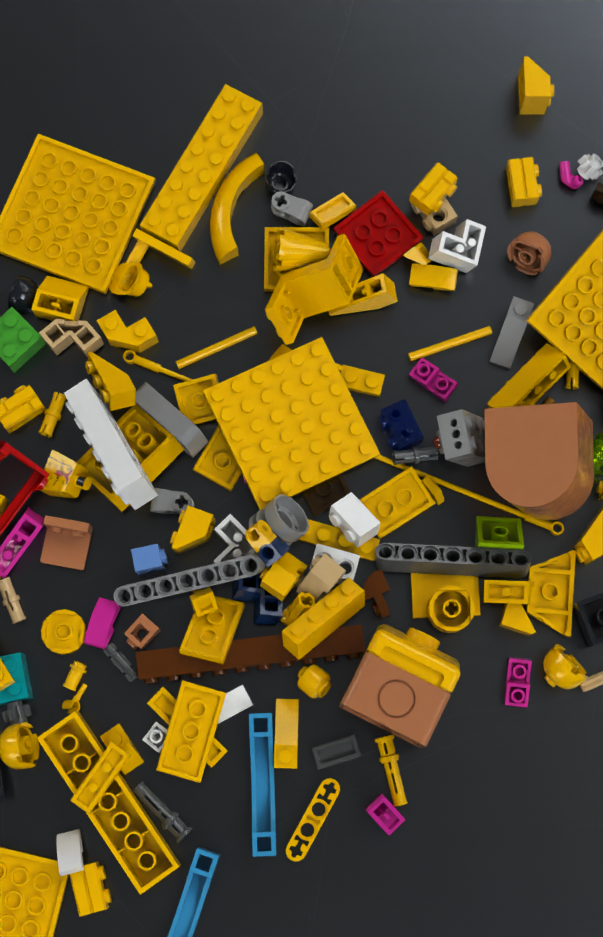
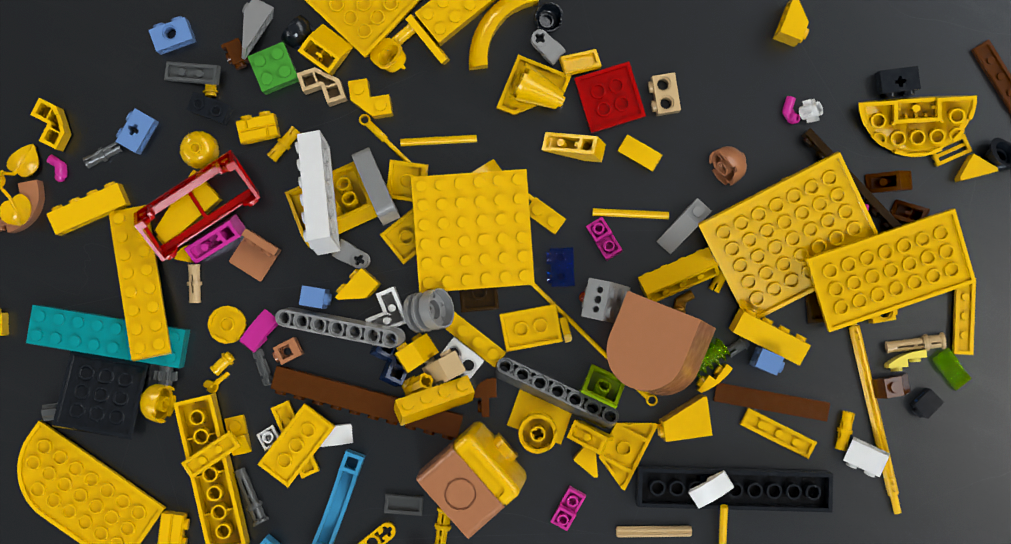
camera: 20 degrees right, 10 degrees up
(65, 477) = (274, 200): yellow torso -> none
(69, 852) = (167, 499): white slope -> none
(114, 385) = (341, 139): yellow slope -> none
(203, 601) = (344, 348): yellow tile -> none
(212, 633) = (344, 371): yellow tile -> none
(265, 542) = (410, 325): leg -> none
(286, 733) = (370, 476): yellow slope -> none
(314, 289) = (536, 127): yellow bracket -> none
(314, 681) = (408, 444): yellow head -> none
(354, 520) = (491, 329): white brick -> none
(414, 455) = (561, 295): dark grey pin -> none
(418, 254) = (636, 129): yellow slope -> none
(434, 189) = (670, 80): yellow brick -> none
(461, 249) = (674, 140): white brick -> none
(523, 181) = (749, 100): yellow brick -> none
(563, 669) = (607, 514): yellow cylinder -> none

